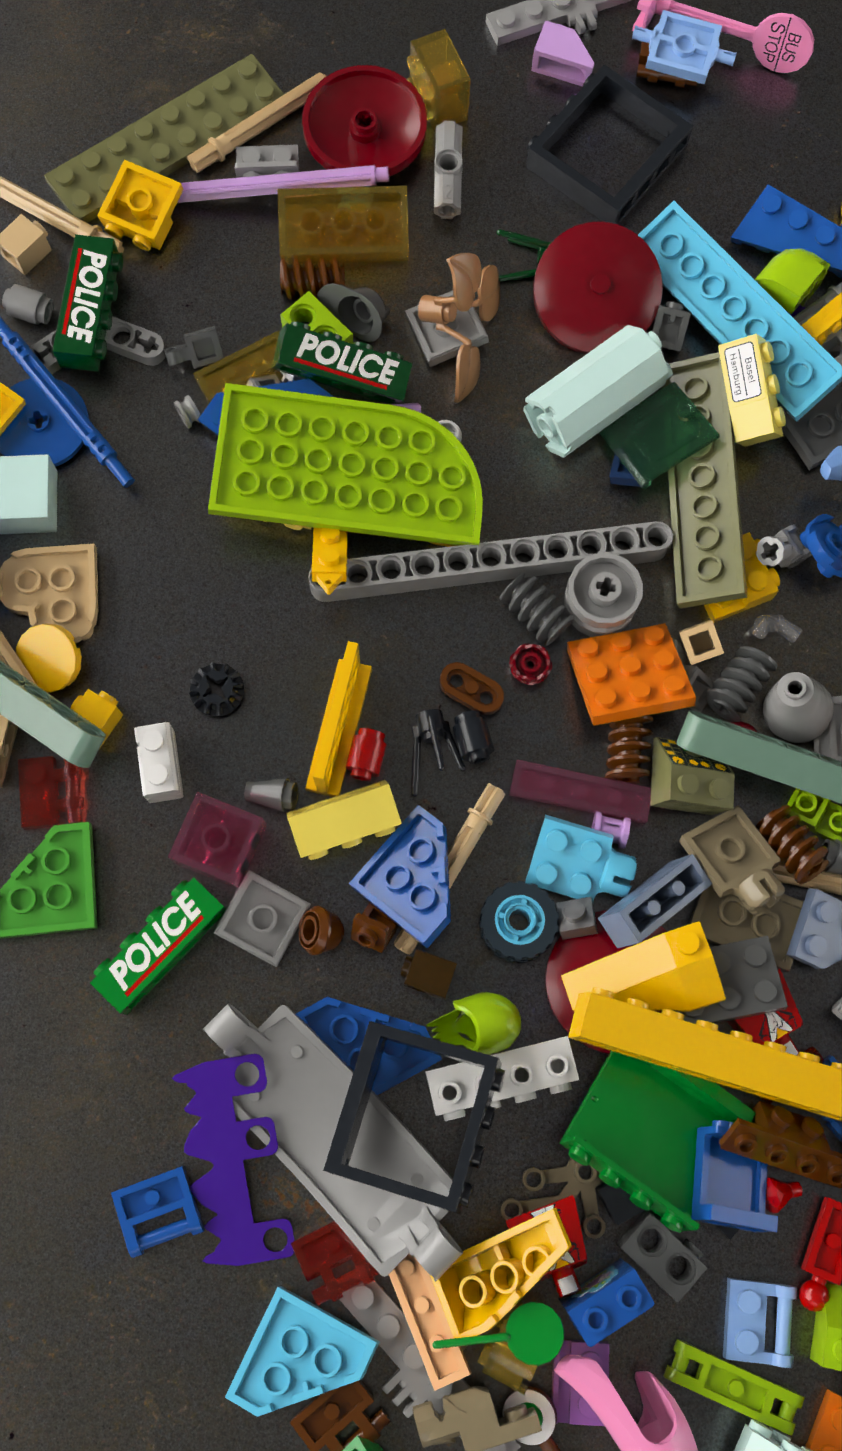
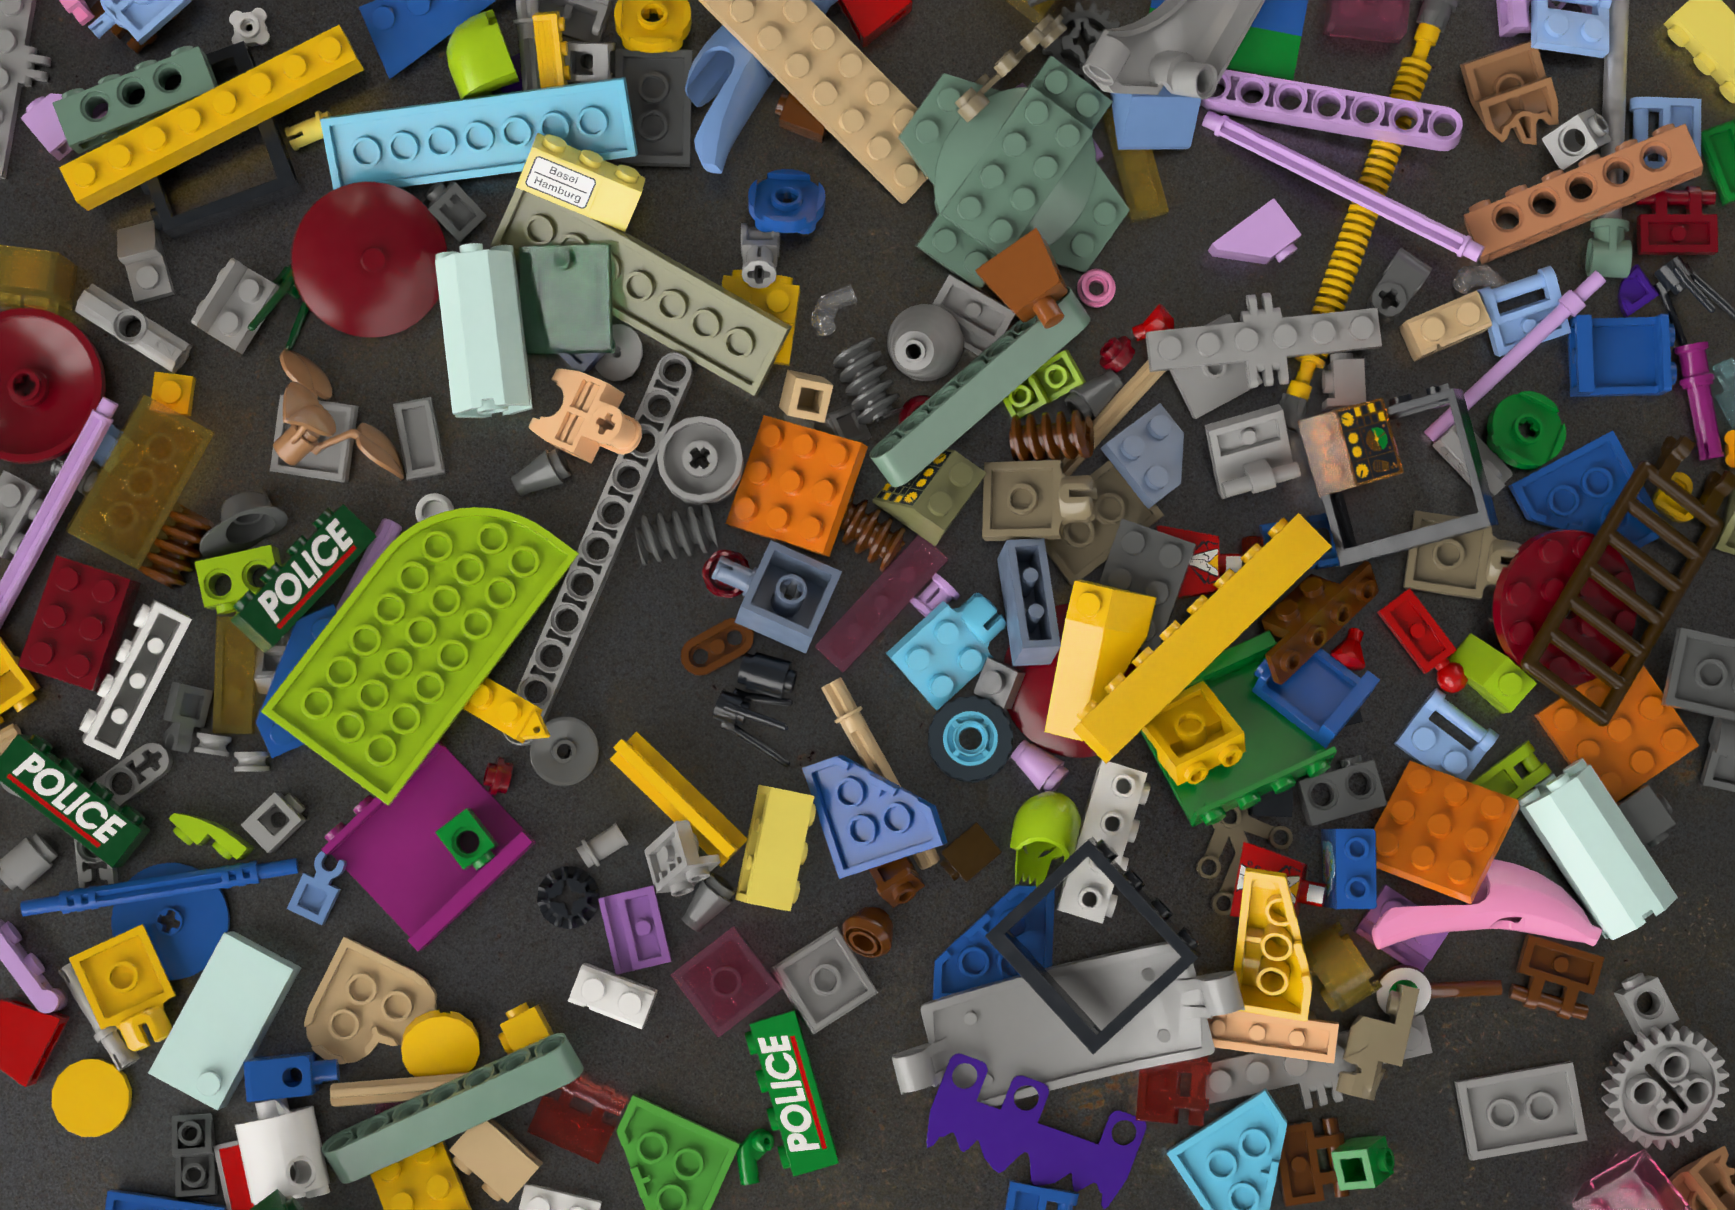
camera: 60 degrees left, 10 degrees up
(92, 940) = (749, 1153): none -> green arm
(116, 508) = (315, 894): none -> medium blue plate
(119, 421) = (201, 830): none -> lime slope
(146, 443) = (261, 821): none -> light grey brick
(185, 379) = (212, 744): none -> light grey bush
(198, 567) = (405, 862): none -> magenta panel
(200, 299) = (136, 678): none -> white brick
(216, 575) = (454, 829): none -> green brick
(218, 246) = (79, 624): none -> dark red brick
(219, 751) = (635, 929): none -> medium lavender plate
(269, 690) = (602, 845): none -> light grey pin
(278, 586) = (498, 776): none -> dark red plate
(287, 747) = (676, 861): none -> light grey bracket
(322, 637) = (578, 760): none -> dark grey piece
(366, 754) = (723, 788): red brick -> none
(421, 222) = (174, 391): none -> yellow plate
(491, 397) = (419, 438): none -> light grey tile
(498, 156) = (145, 262): none -> light grey slope
(509, 215) = (233, 305): none -> light grey bracket
(523, 492) = (543, 472): none -> dark grey cone
(531, 990) = (1040, 766): none -> lavender cone
(532, 1334) = (1337, 951): green piece -> none
(541, 710) = (764, 588): none -> sand blue brick
(582, 496) = (588, 418): none -> light nougat piece
(608, 77) = (77, 105): none -> sand green brick
(629, 128) = (211, 118): none -> yellow brick
(635, 1100) = (1195, 735): none -> yellow plate
(643, 500) = (626, 358): none -> light grey piece
(653, 203) = (310, 128): none -> light yellow pin
(686, 1368) = (1442, 831): none -> orange plate
(704, 140) = (257, 35): none -> white plate

